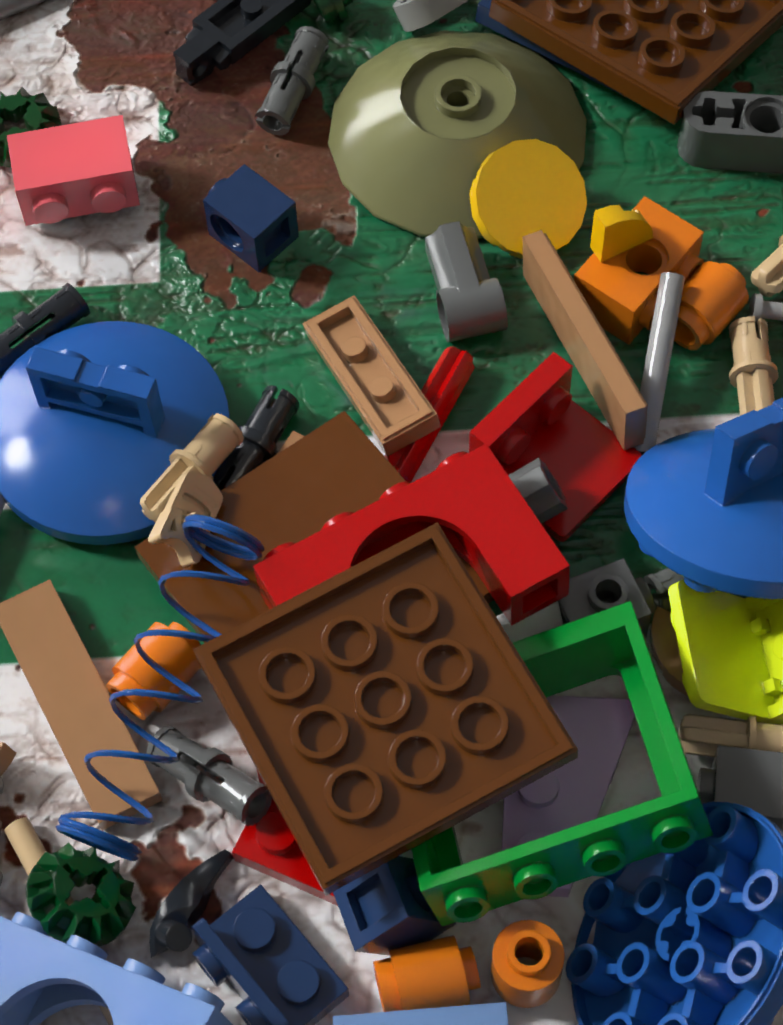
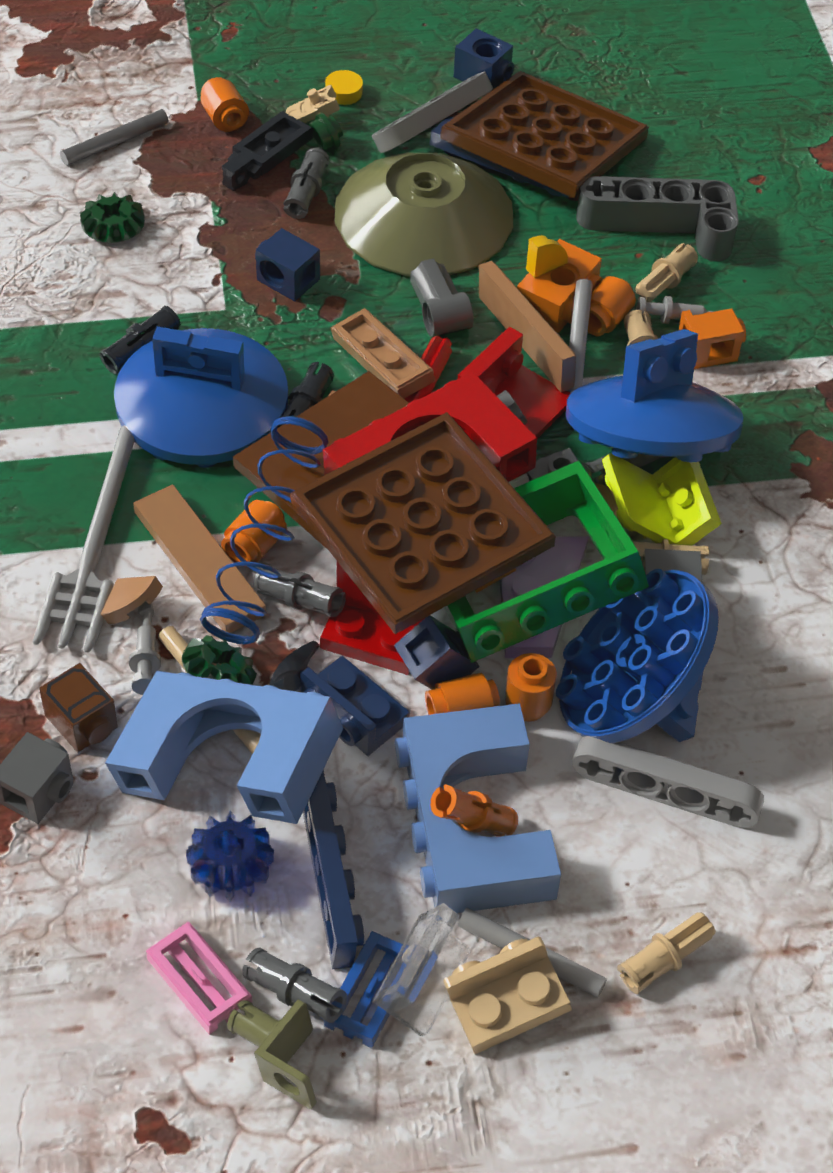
camera: 10 degrees left, 10 degrees down
(73, 170) = (160, 238): coral brick -> none
(192, 495) = (260, 435): tan piece -> none
(201, 455) = (267, 407): tan axle -> none
(526, 191) = (477, 237): yellow tile -> none

